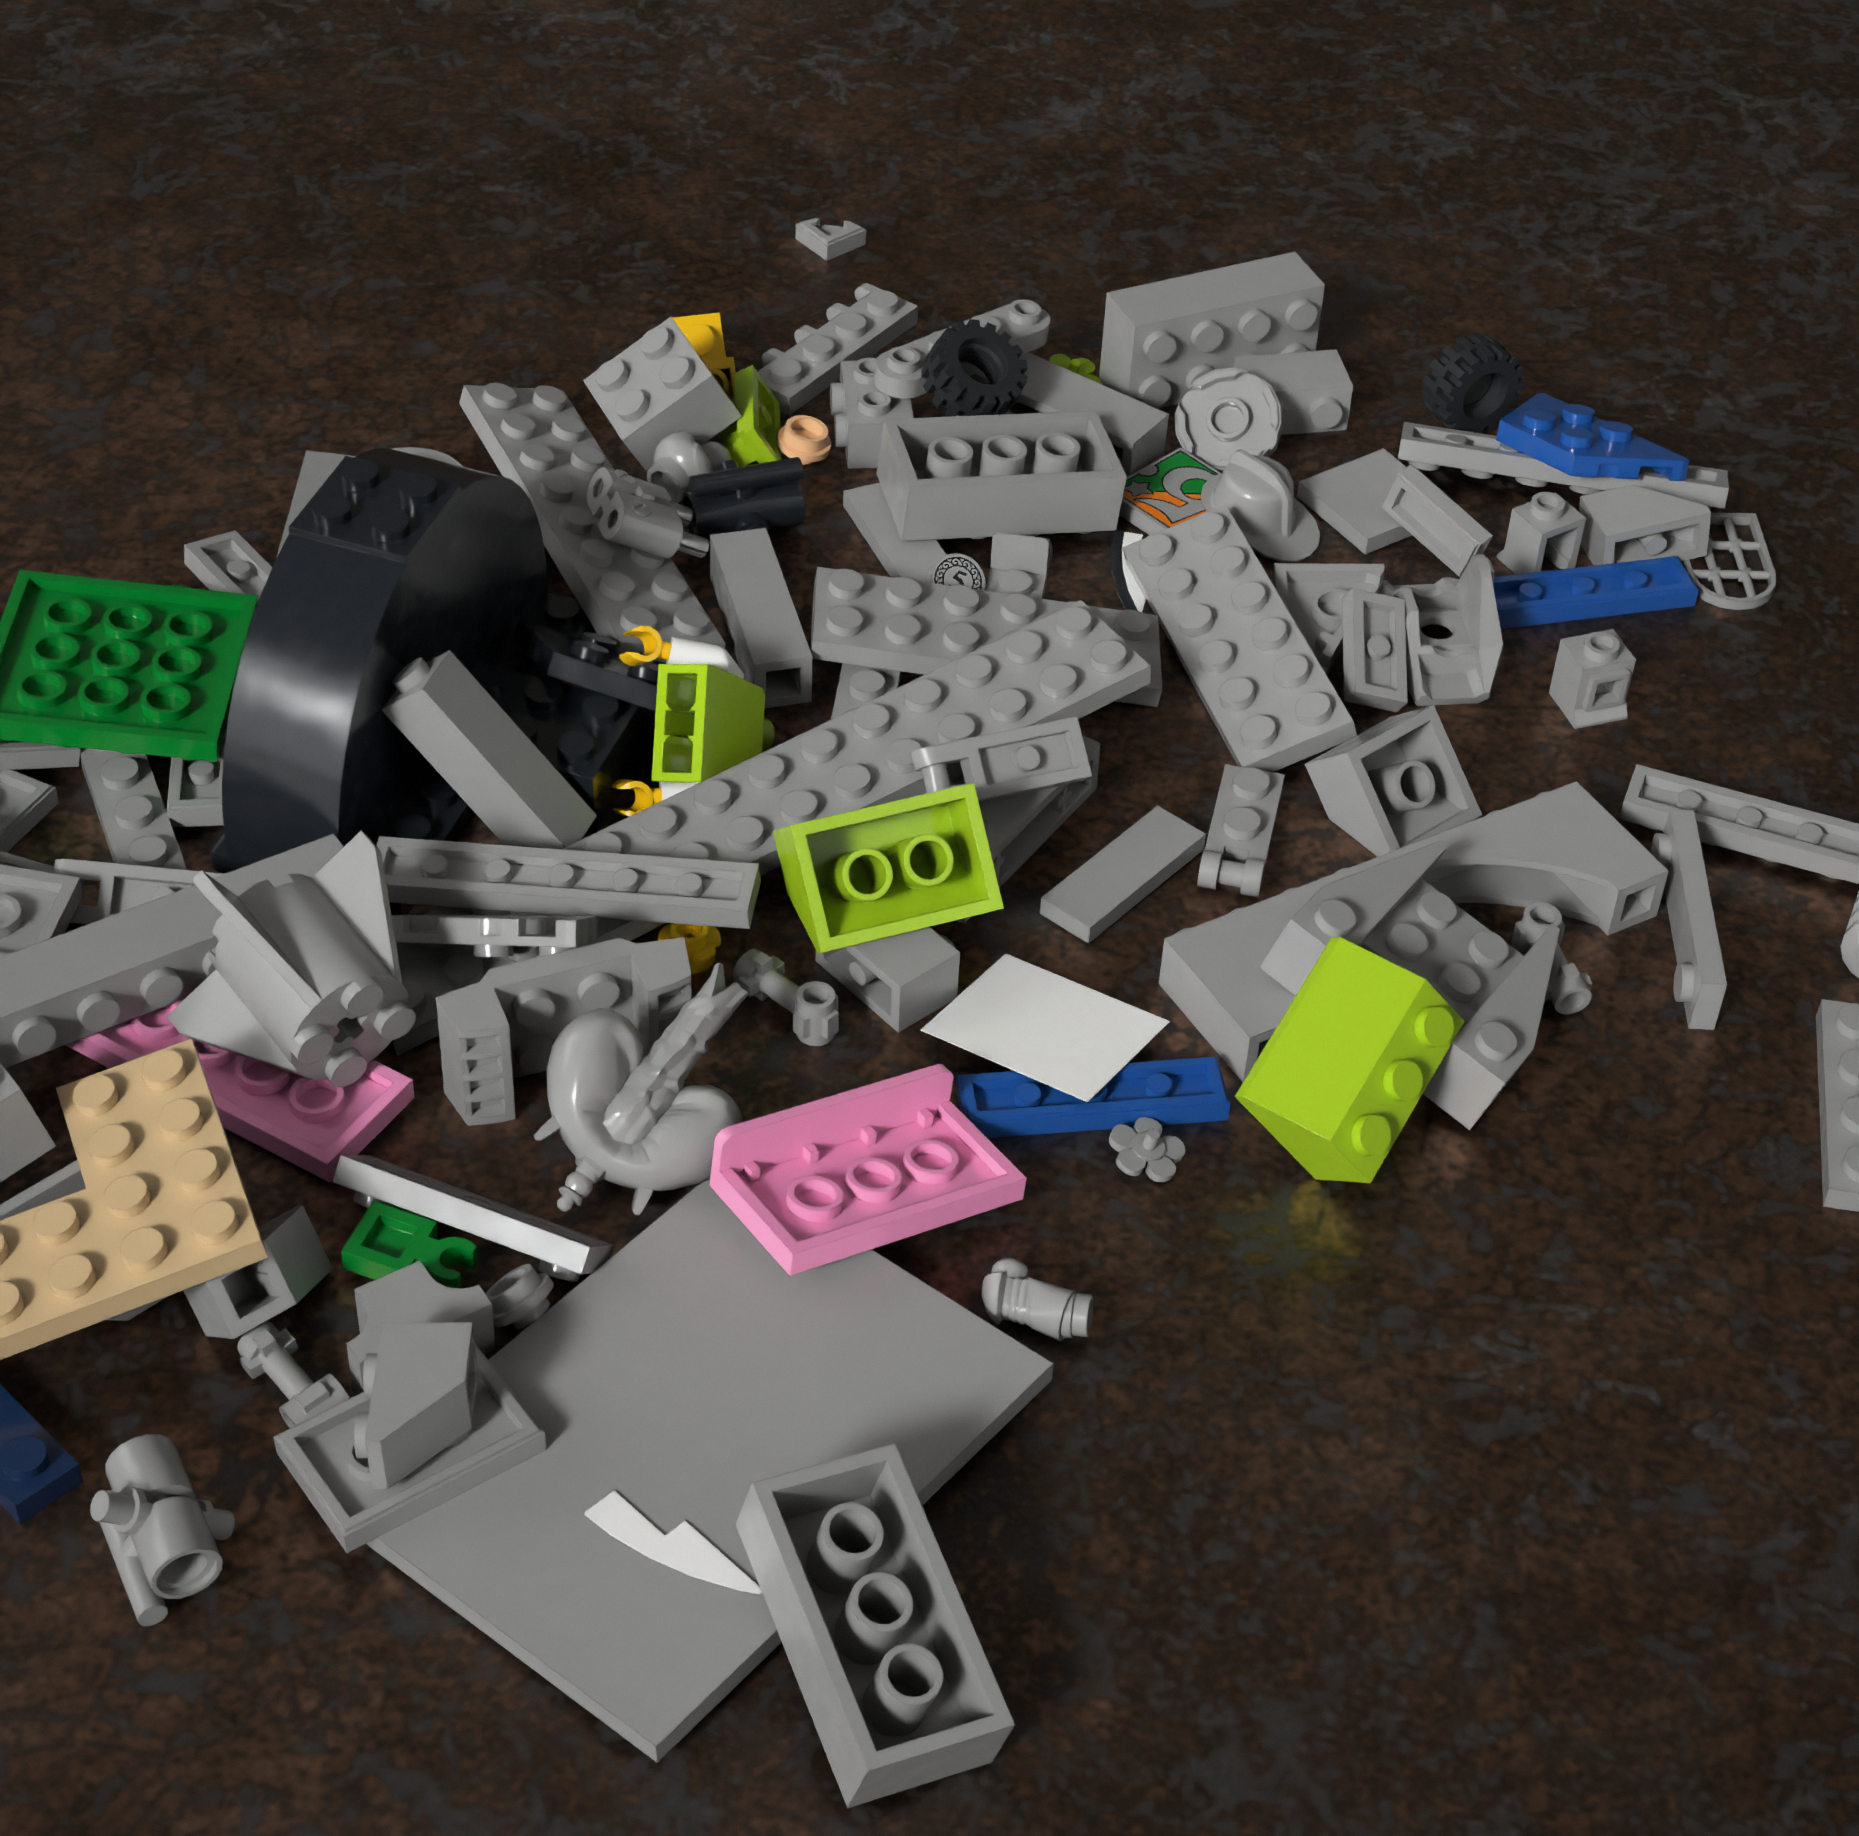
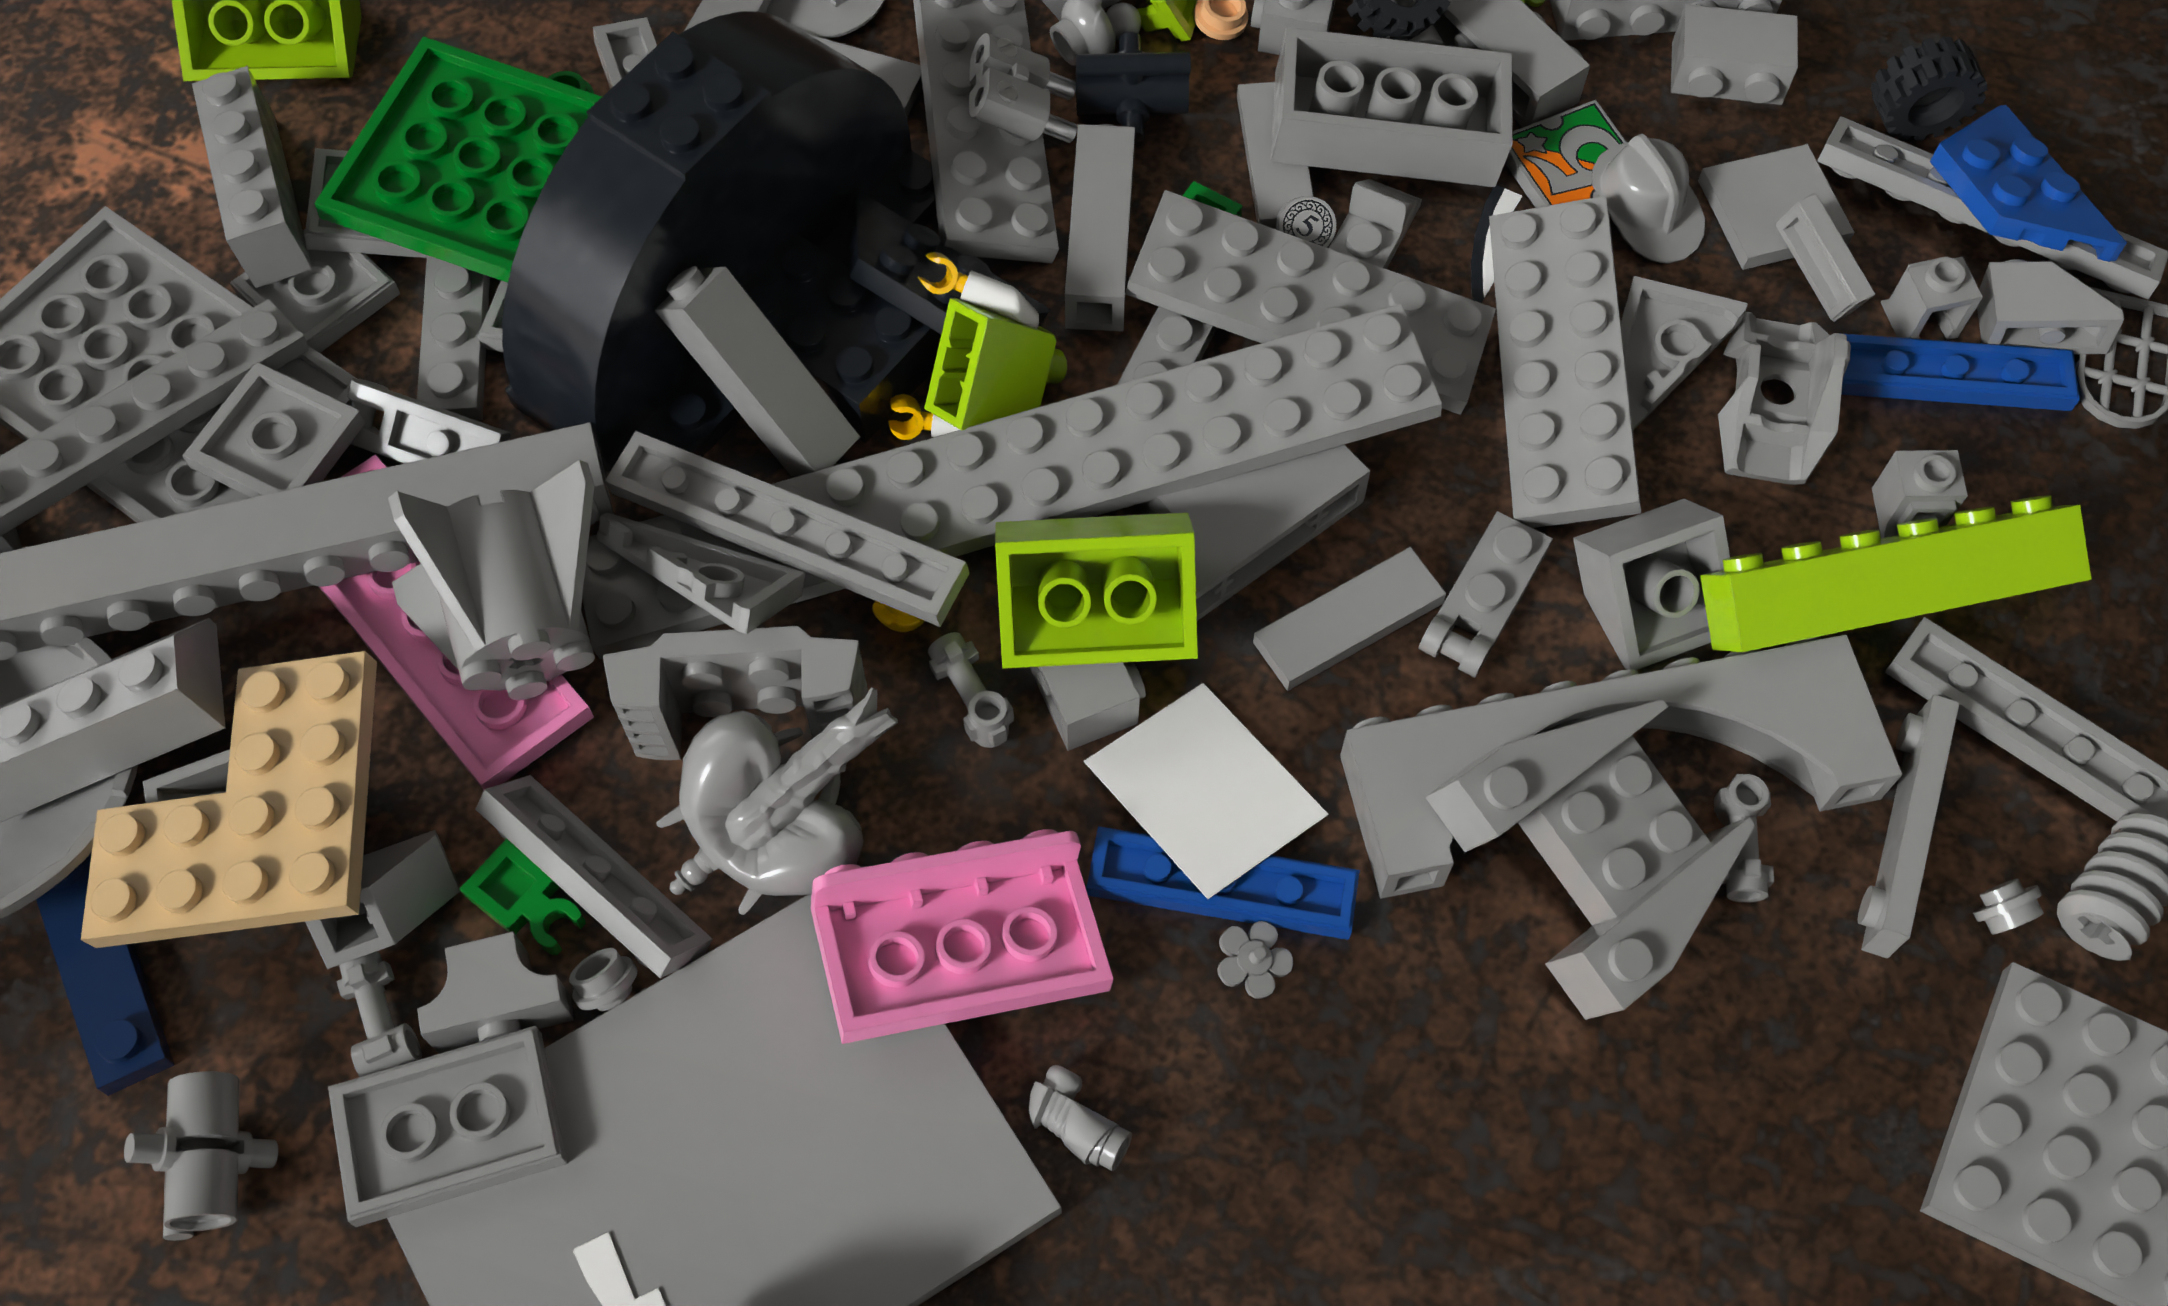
camera: 20 degrees right, 20 degrees up
(419, 1396) = (449, 1101): light grey slope -> none
(1009, 760) = (1256, 487): light grey plate -> none
(1226, 414) = (1653, 82): light grey tile -> none
(1349, 1062) = (1470, 947): lime slope -> none
(1374, 650) = (1699, 408): light grey plate -> none
(1598, 732) = (1895, 576): none -> lime brick
(1800, 959) = (2009, 906): none -> light grey plate

